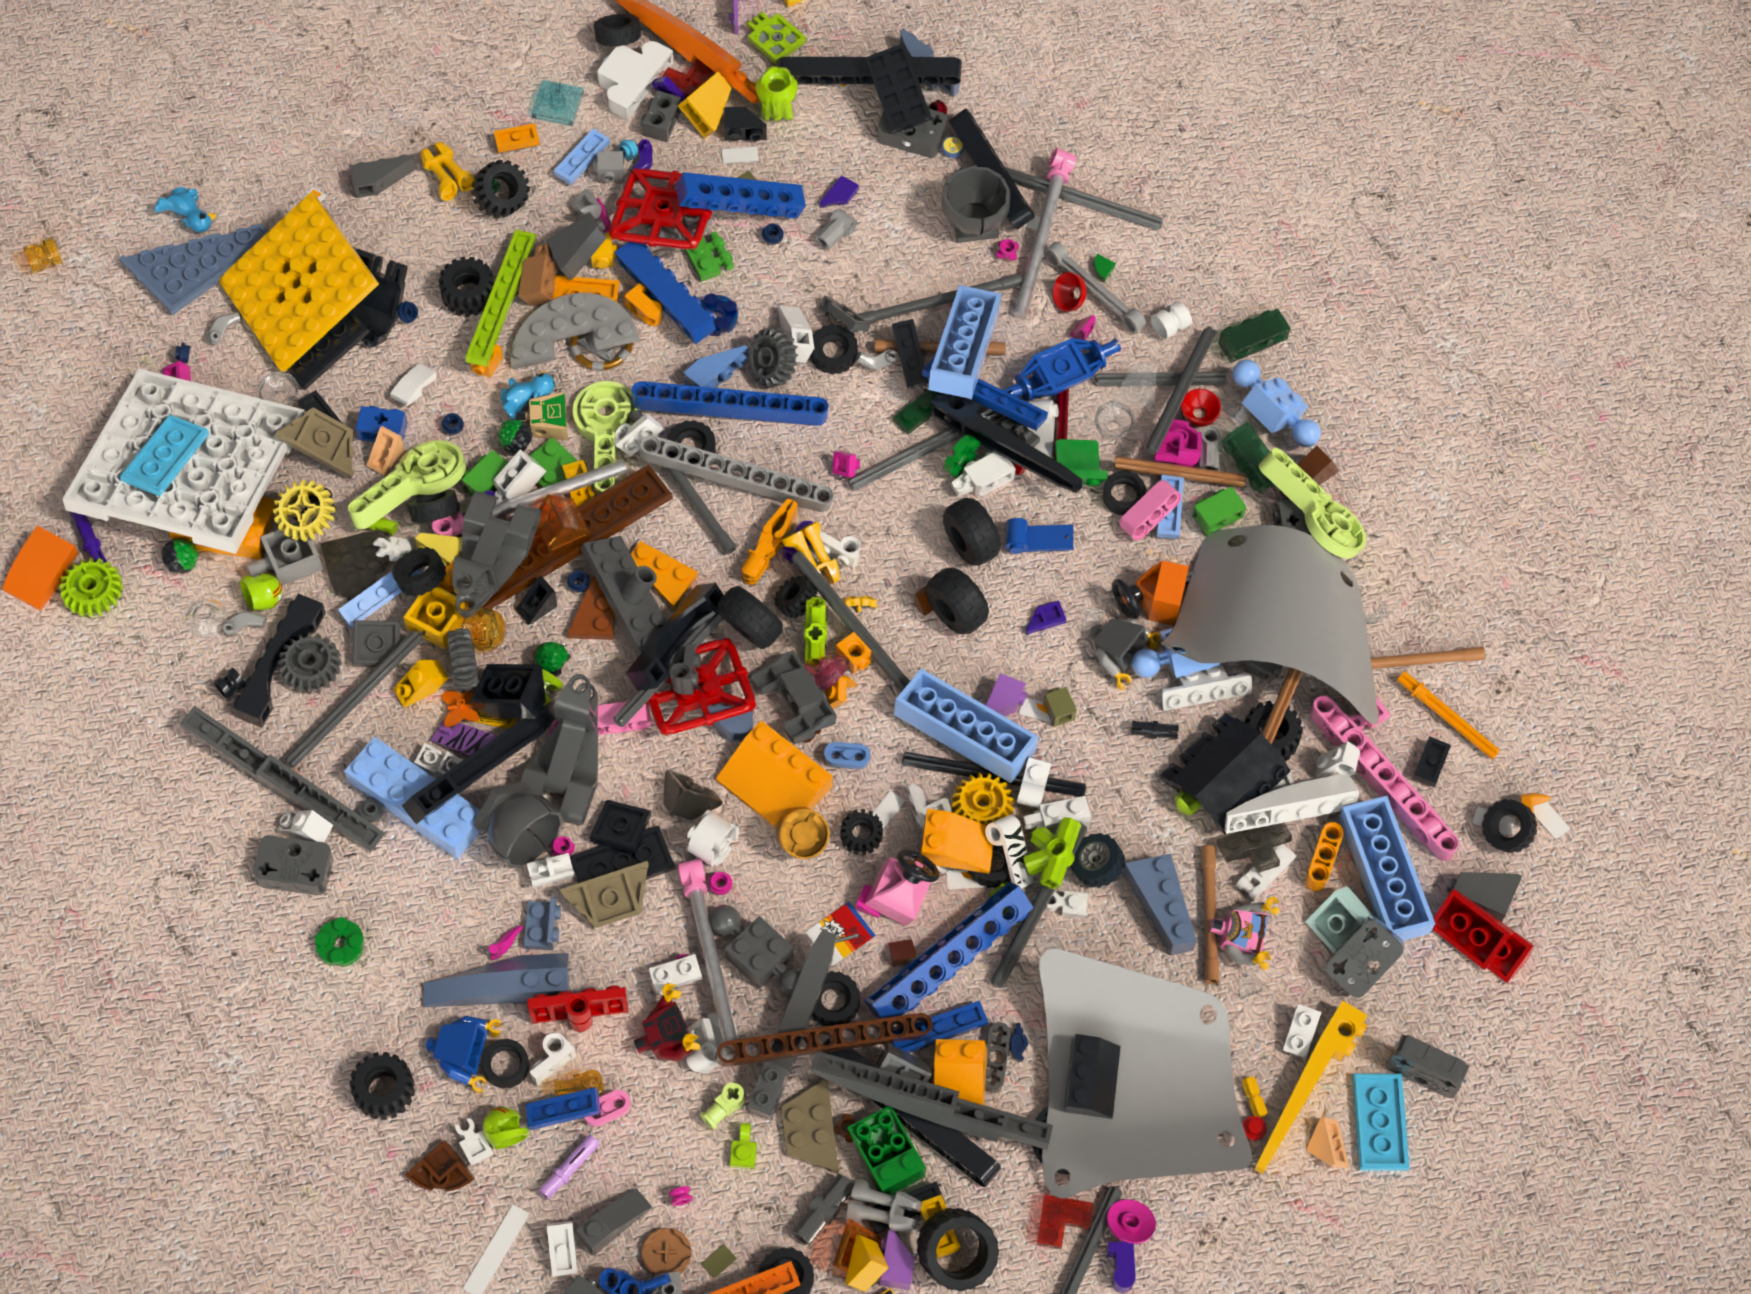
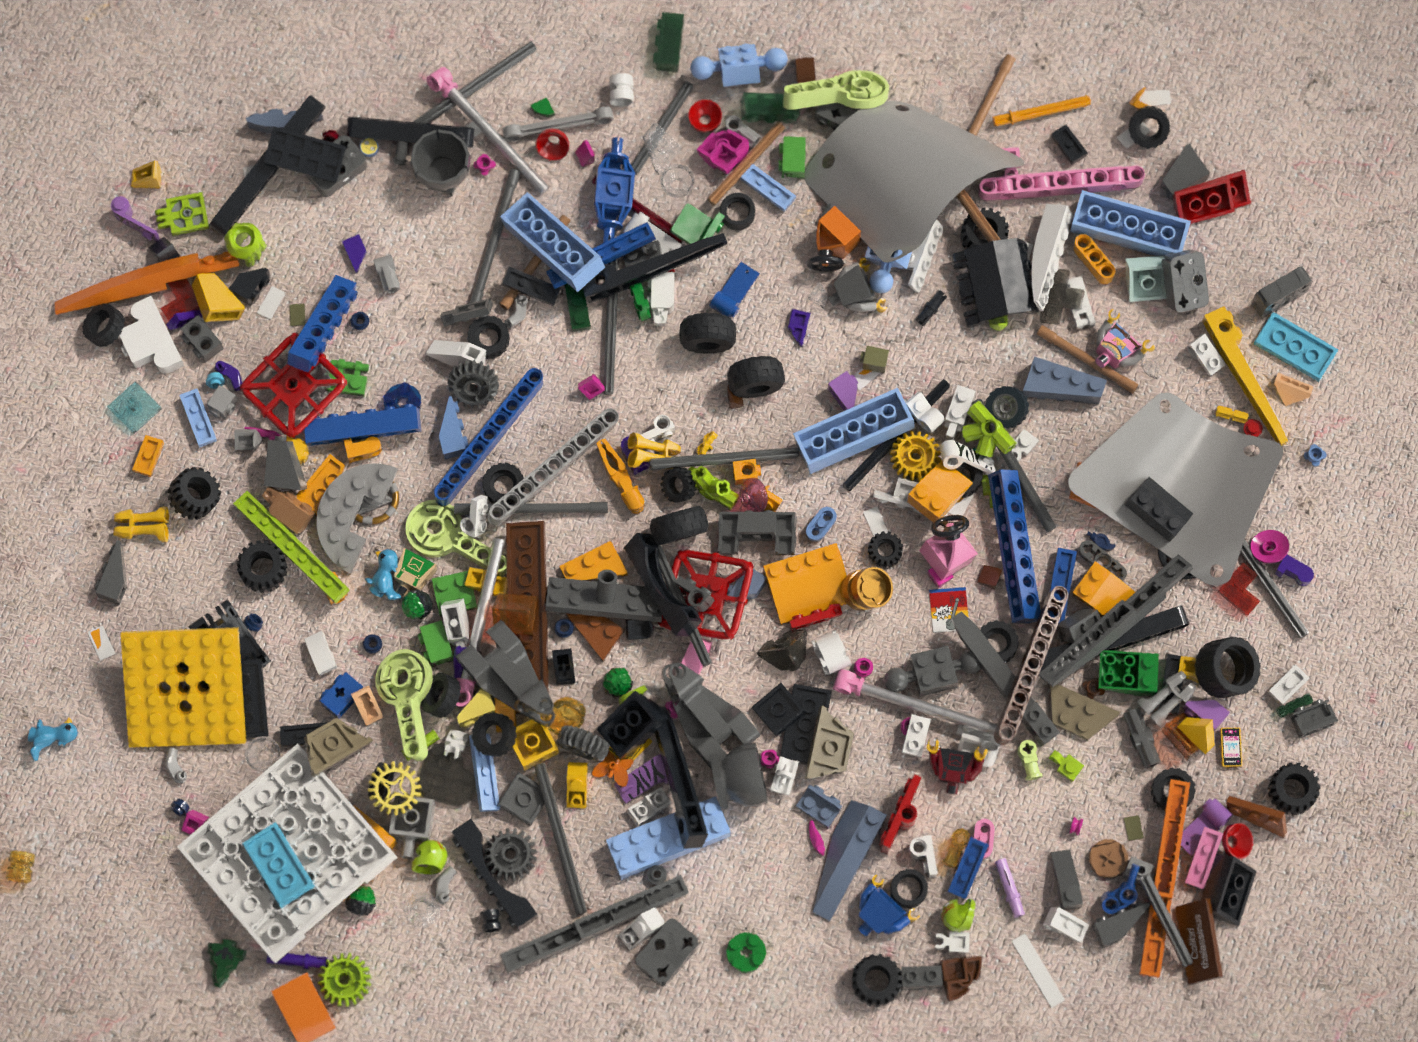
camera: 55 degrees left, 10 degrees up
(50, 474) = (224, 959): none -> dark green rock
(188, 270) = (105, 759): sand blue wing -> none
(412, 1130) = (921, 977): none -> dark grey hinge
(620, 648) = (639, 629): none -> black plate
(727, 40) = (164, 250): none -> black slope
(742, 805) = (816, 616): none -> red hinge
(1150, 510) = (766, 202): bright pink beam -> none
(1180, 390) = (685, 120): dark grey axle -> none
(1276, 1207) = (1314, 449): none -> medium blue plate
(1341, 759) = (1034, 204): white plate -> none

